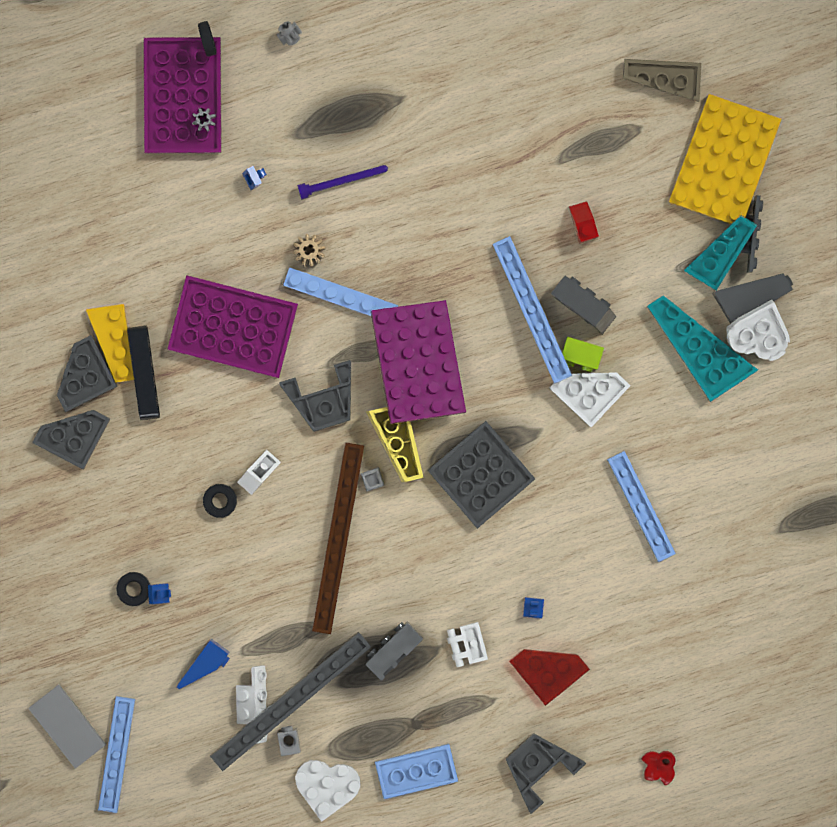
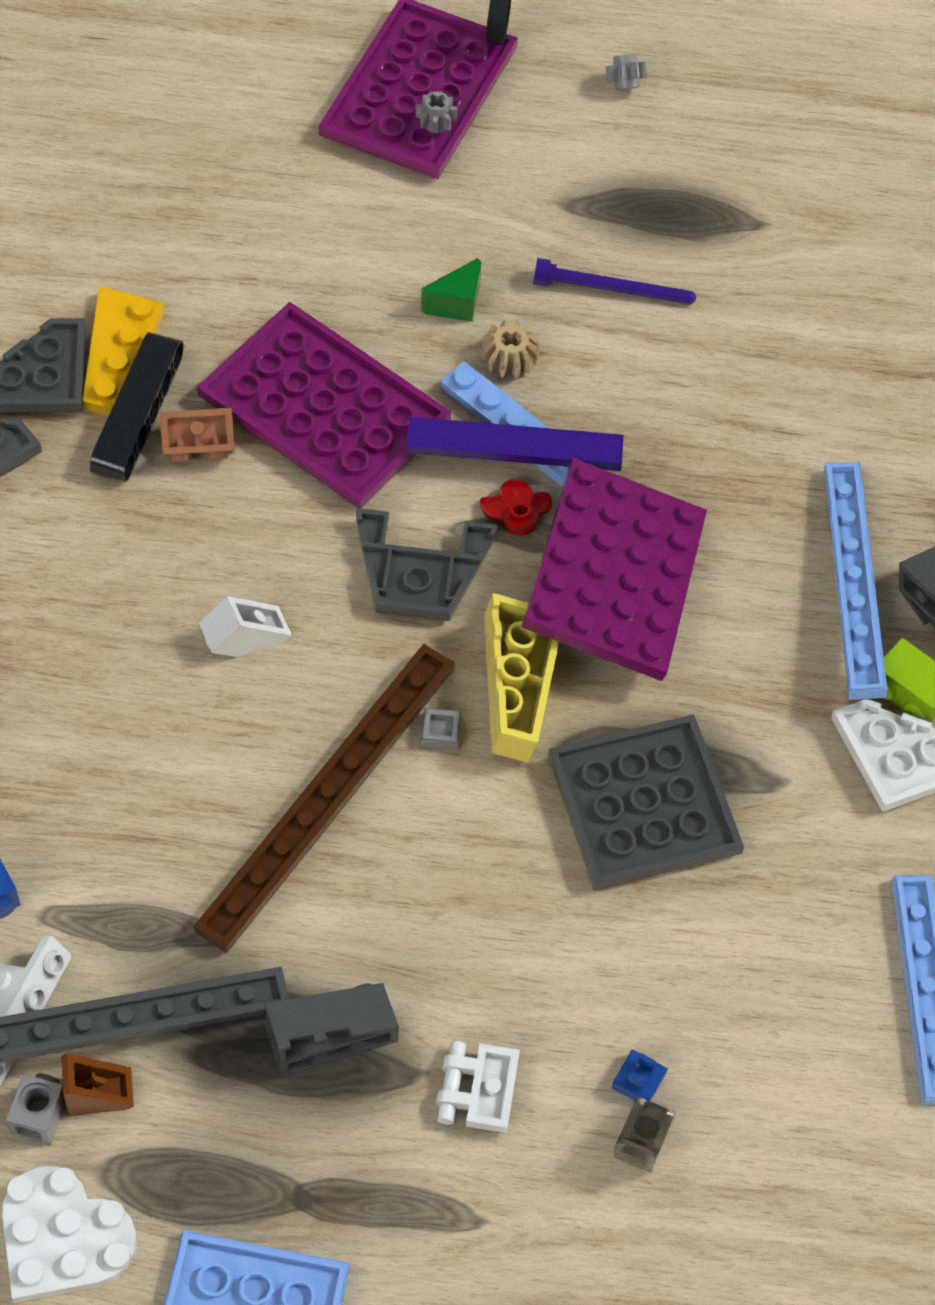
camera: 20 degrees right, 30 degrees down
(182, 377) = (197, 432): none -> nougat bracket
(208, 500) = (147, 626): black tyre -> none
(253, 177) = (473, 222): tile -> none
(267, 227) = (454, 293): none -> green slope
(308, 720) = (95, 1085): none -> dark orange slope
(338, 311) = (513, 443): none -> dark purple tile
(351, 338) = (517, 506): none -> red plate
(546, 635) = (643, 1134): none -> clear smoke slope
(548, 671) = (617, 1214): clear red plate -> none

